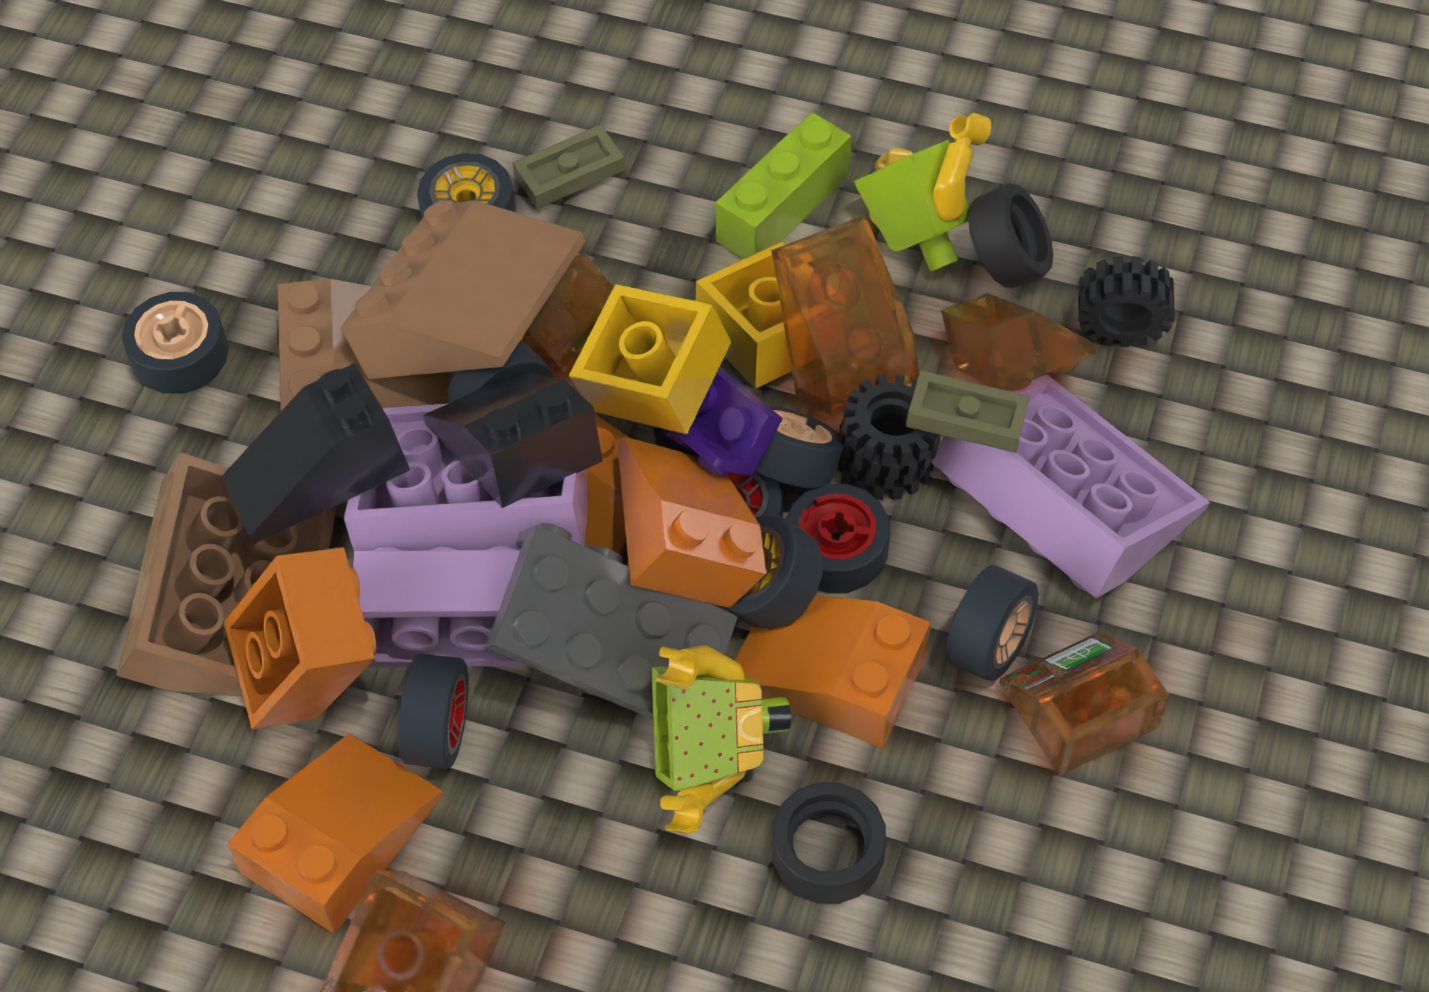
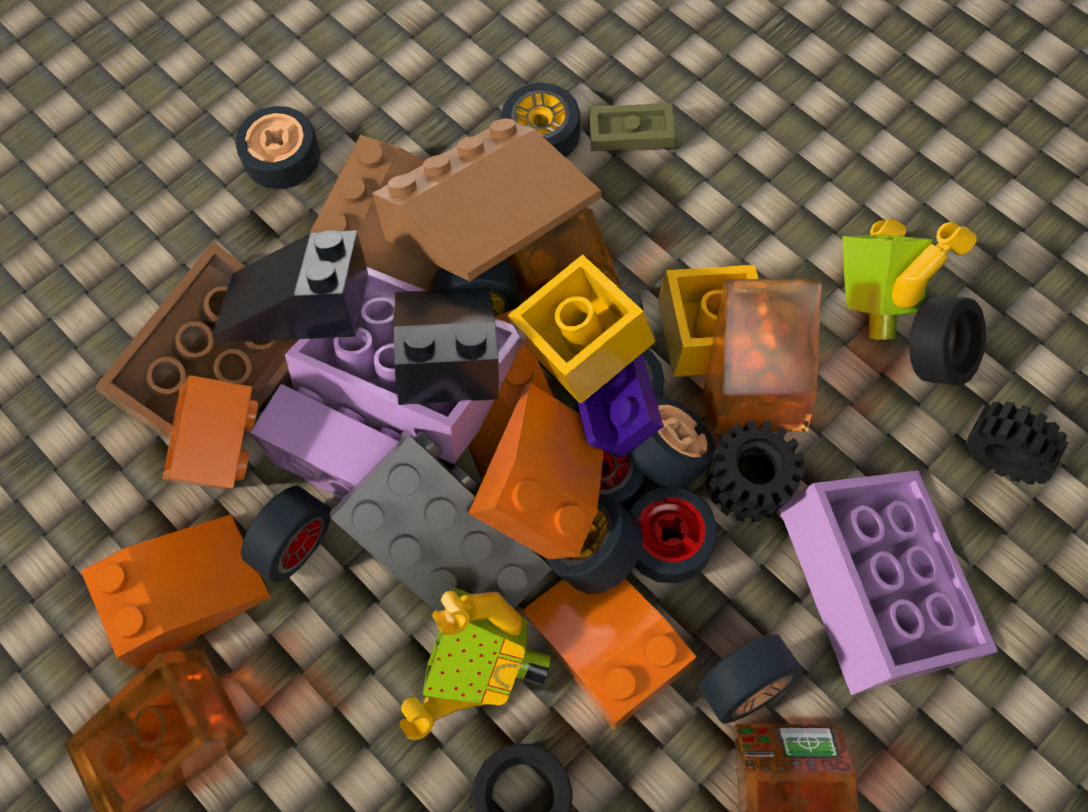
camera: 30 degrees right, 10 degrees up
(783, 187) = (785, 215): lime brick -> none
(967, 411) = (820, 492): olive plate -> none
(1009, 342) = (898, 436): clear orange slope -> none

